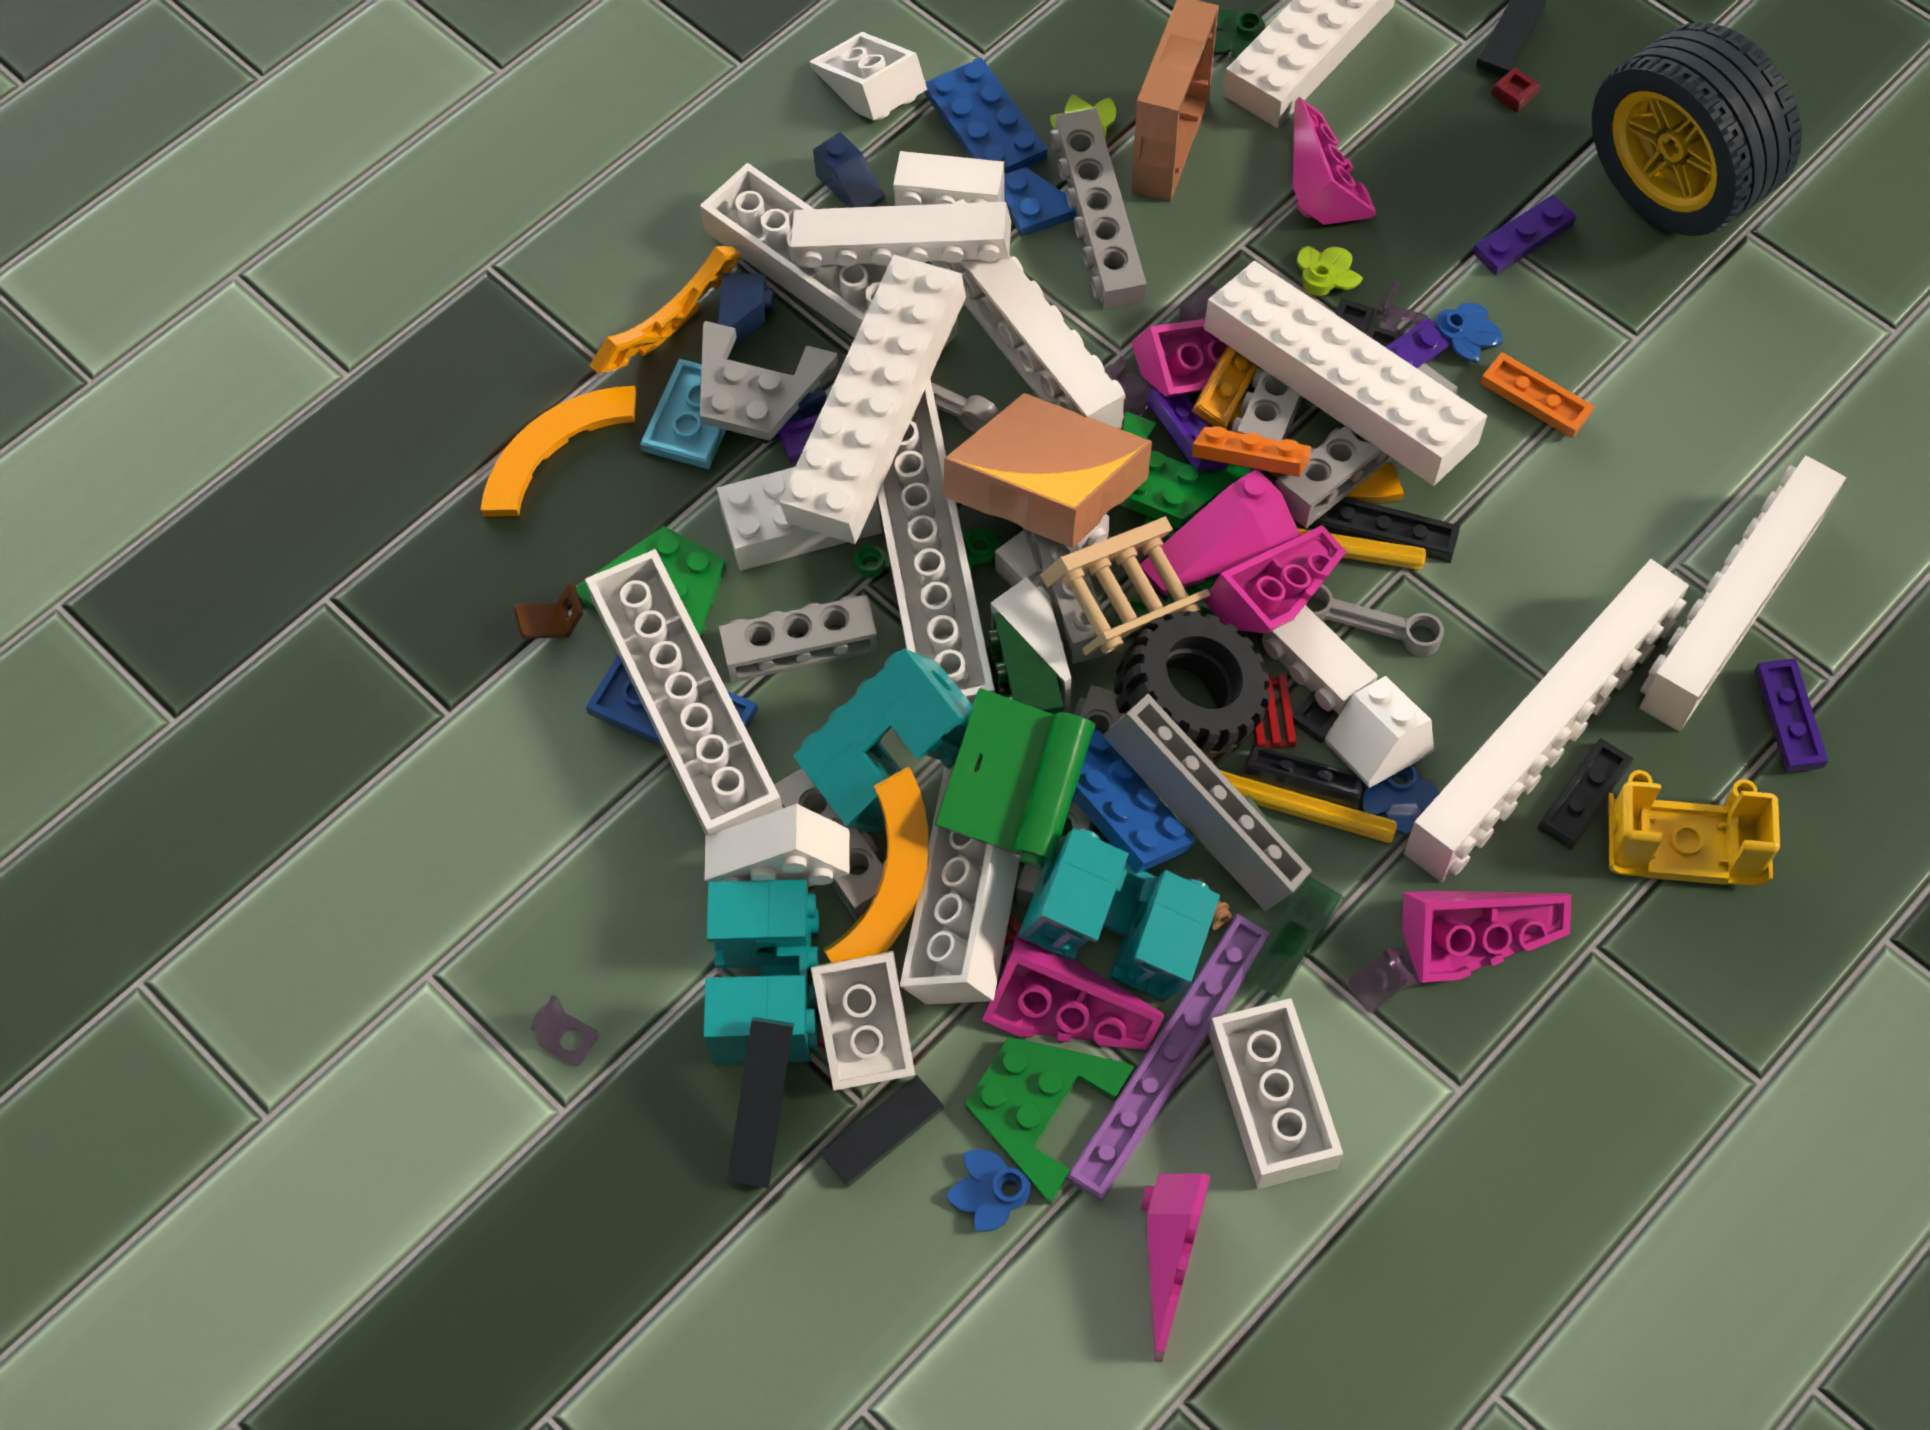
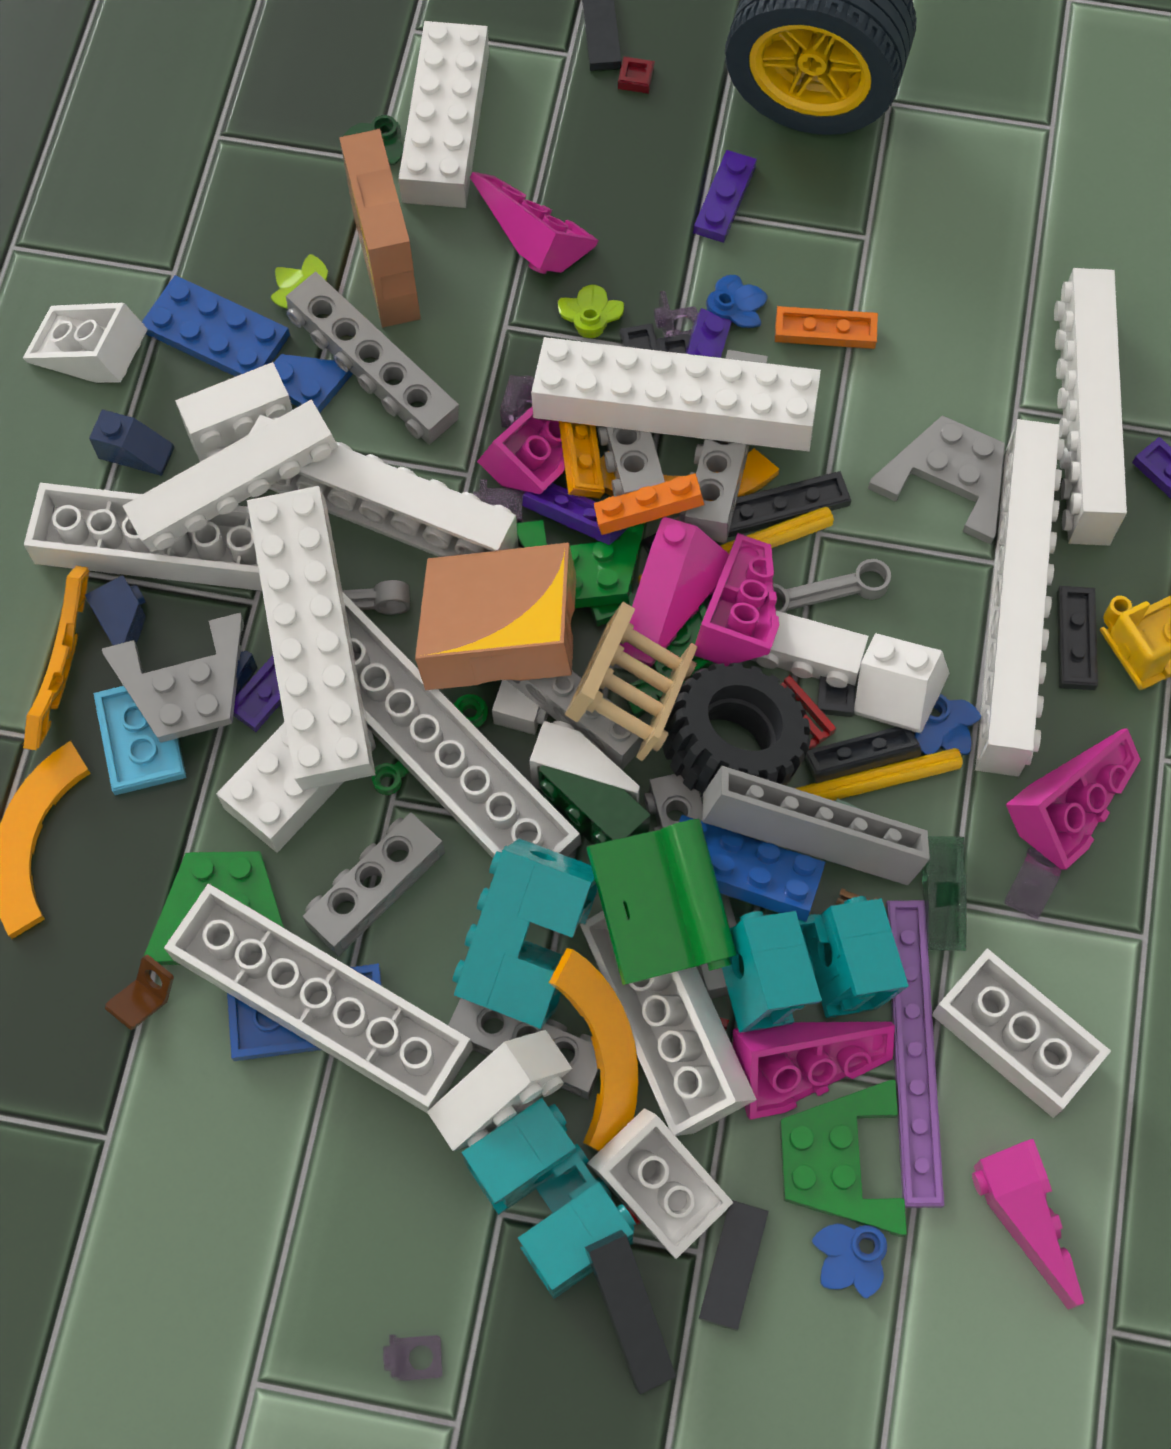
camera: 35 degrees left, 5 degrees up
(1575, 570) = (954, 460): none -> light grey wing

